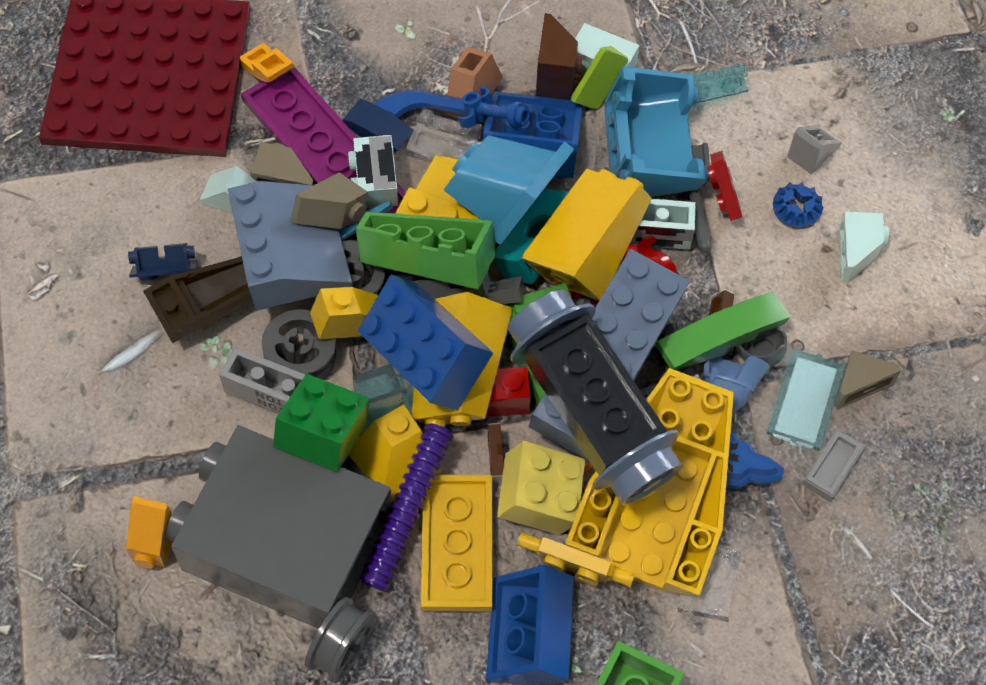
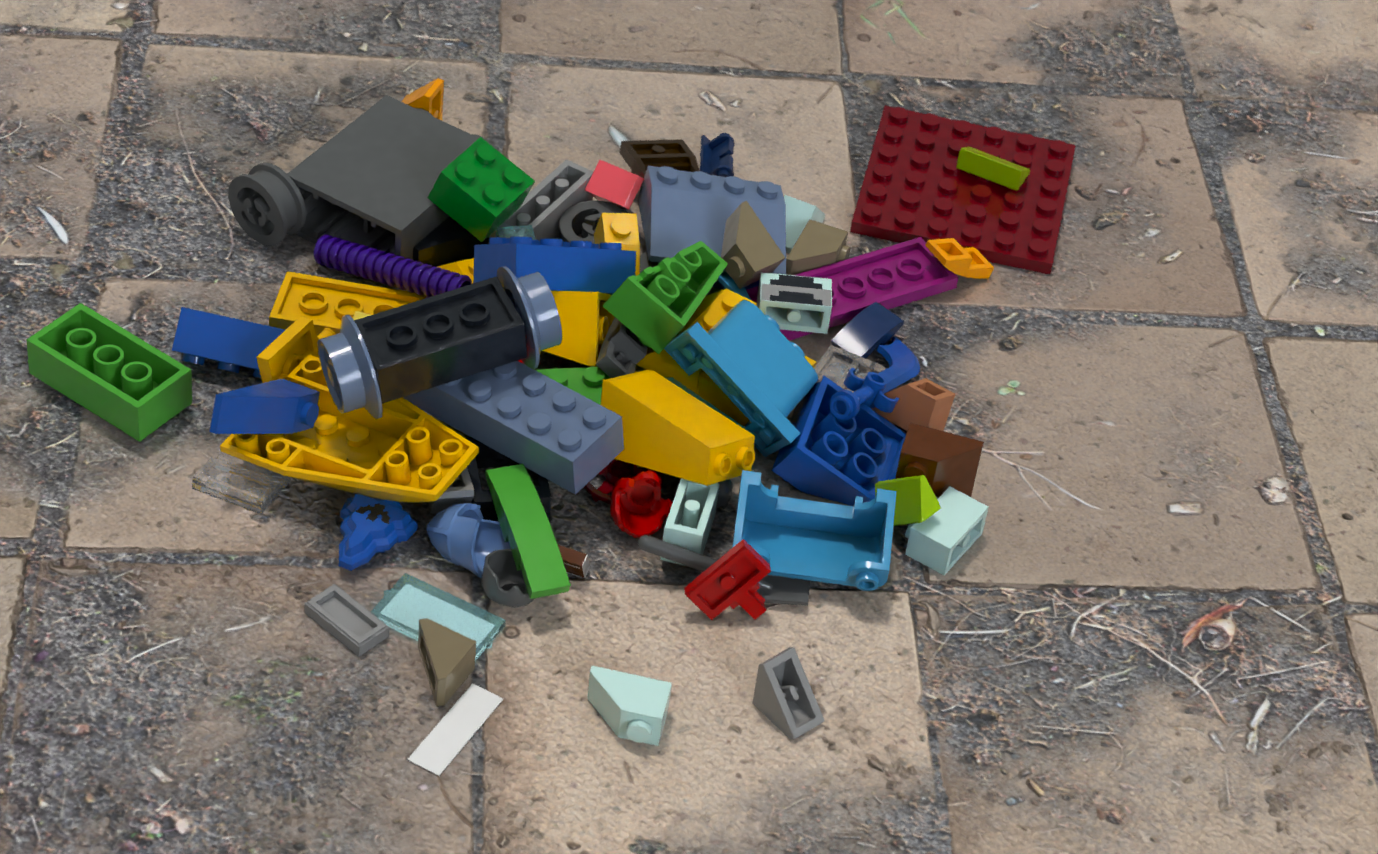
camera: 95 degrees right, 20 degrees down
(134, 41) = (991, 168): none -> lime slope
(246, 327) = (614, 185): none -> coral slope
(654, 549) = (265, 409): none -> blue slope
(721, 83) = (896, 628): clear light blue hinge -> none
(792, 214) = (694, 680): blue gear -> none
(917, 367) = (455, 729): none -> white sticker

